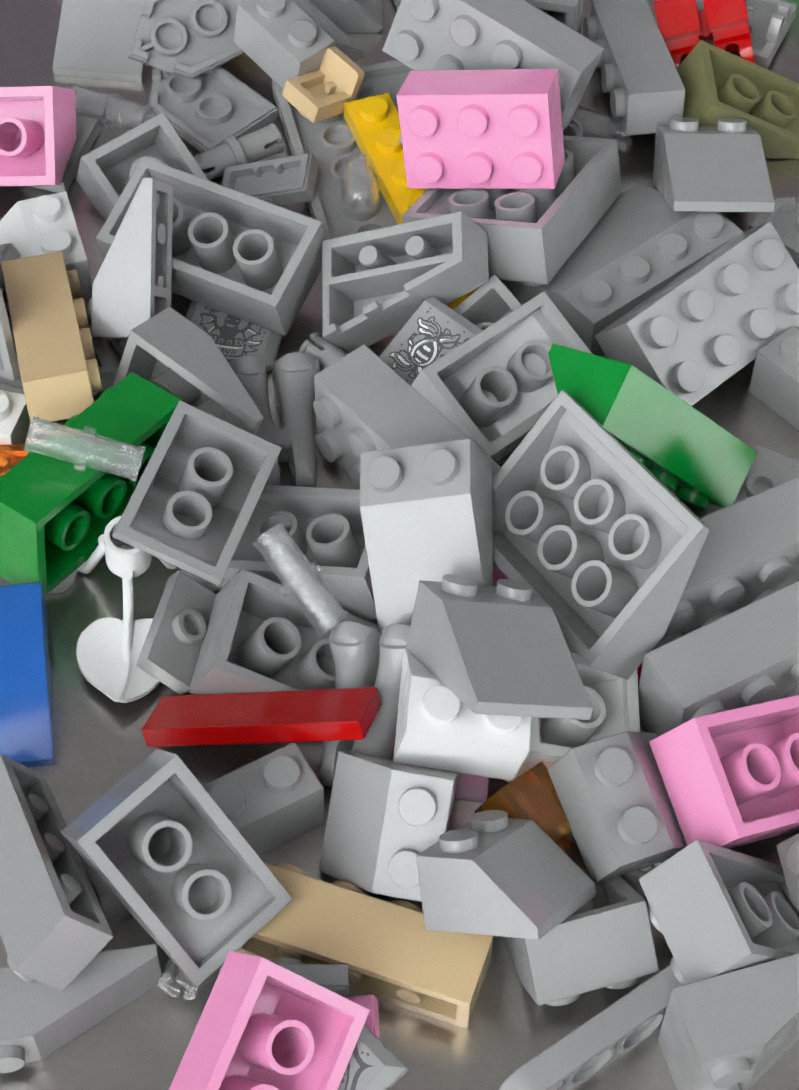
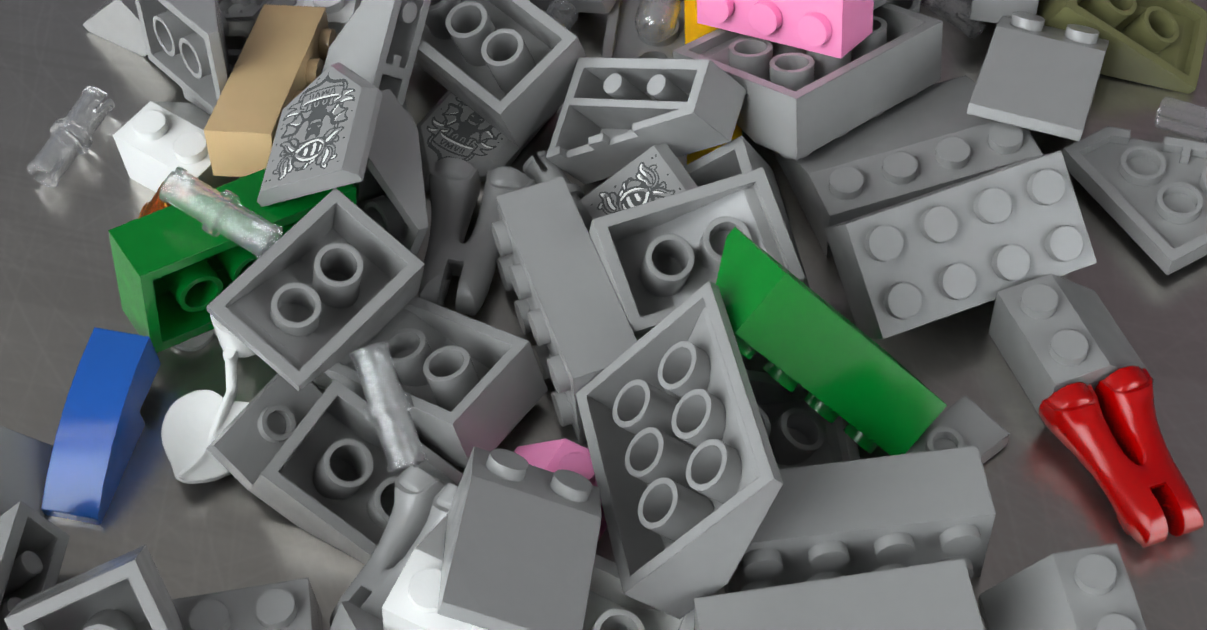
camera: 25 degrees right, 0 degrees up
(143, 360) = (322, 137): none -> light grey tile
(262, 717) = (296, 542): red tile -> none
(424, 519) = (529, 381): slope -> none

